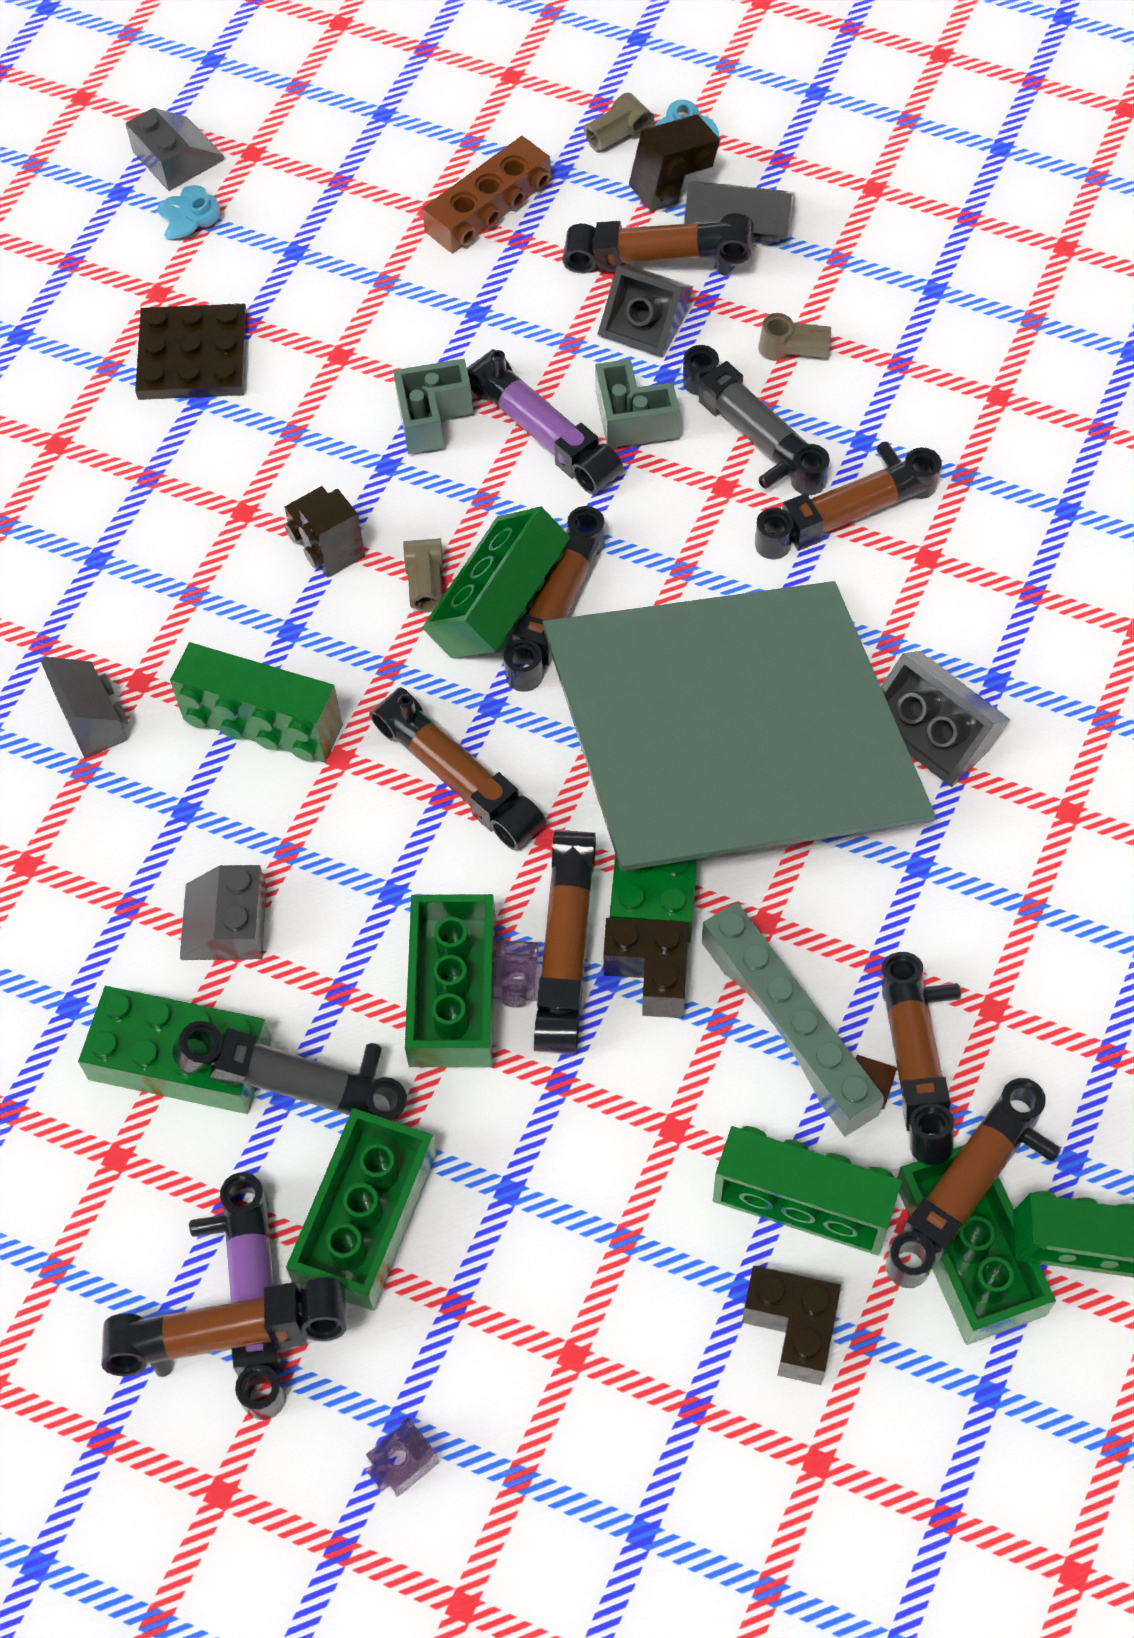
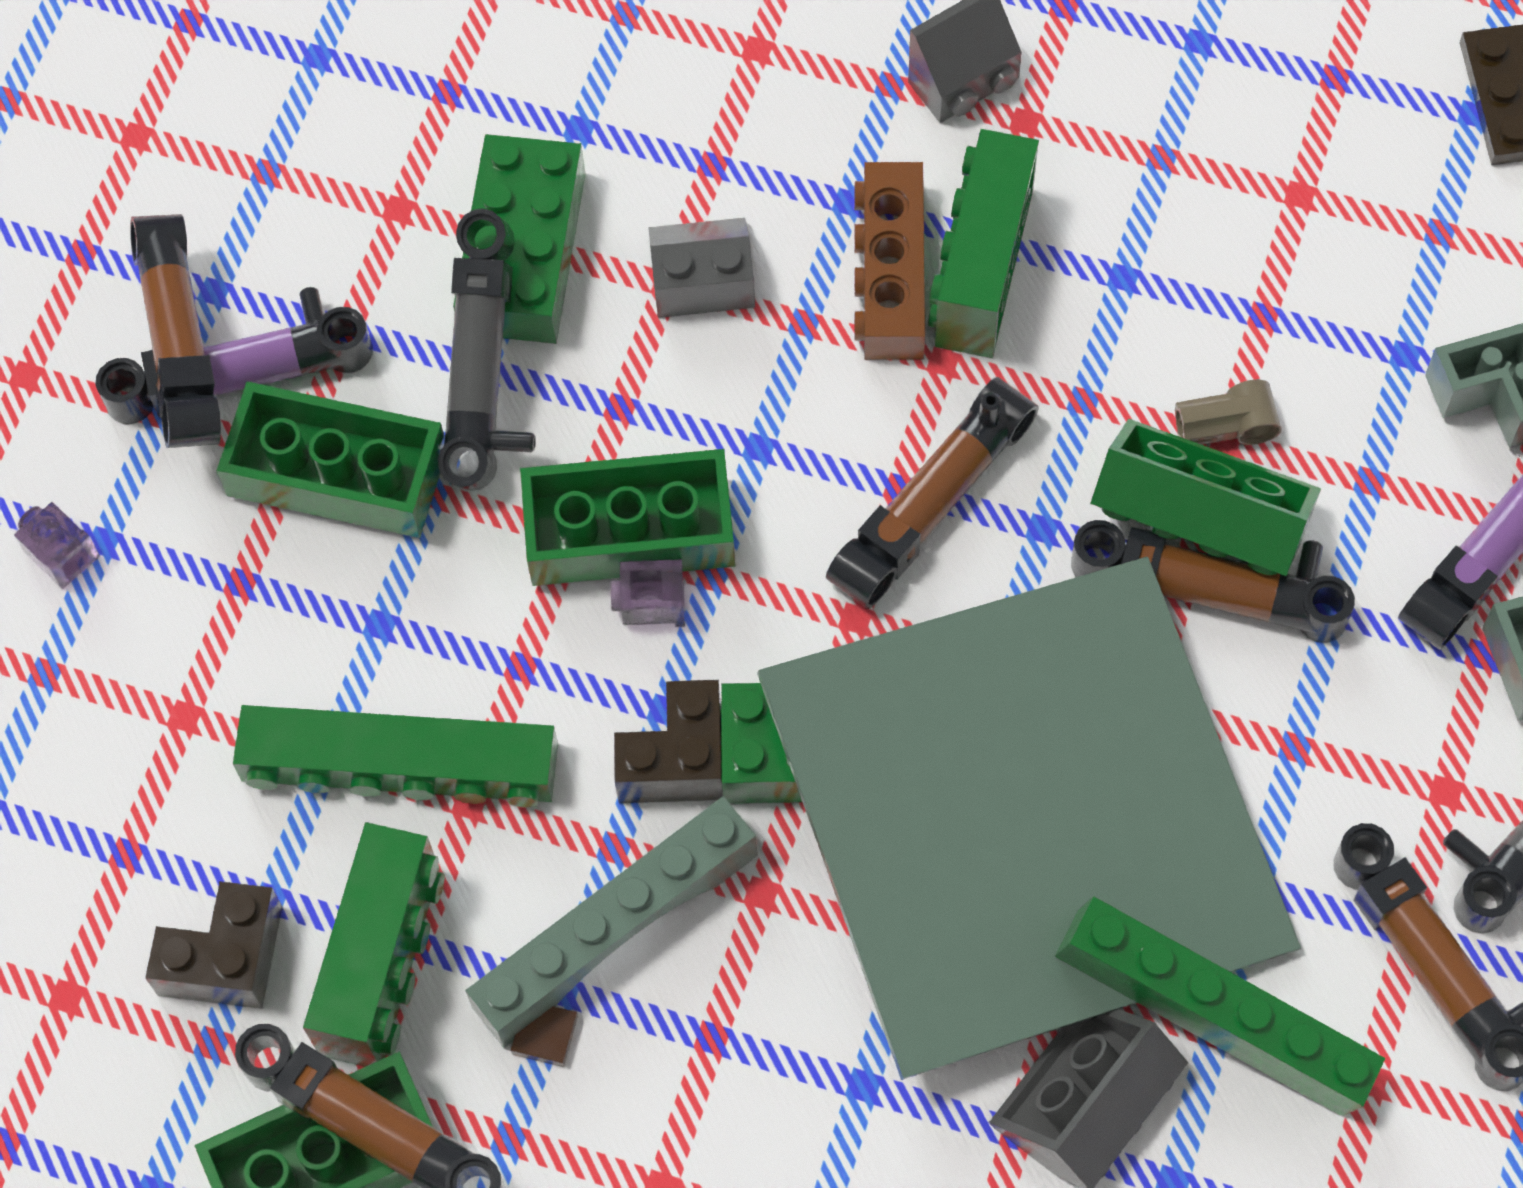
camera: 85 degrees right, 5 degrees up
(273, 766) = (899, 330): none -> dark orange brick
(326, 529) = (1268, 284): dark brown brick -> none
(565, 942) = (626, 645): piece -> none
(632, 1178) = (396, 755): none -> green brick
(885, 623) = (1220, 1007): none -> green brick
(917, 1057) = (491, 1074): black piece -> none

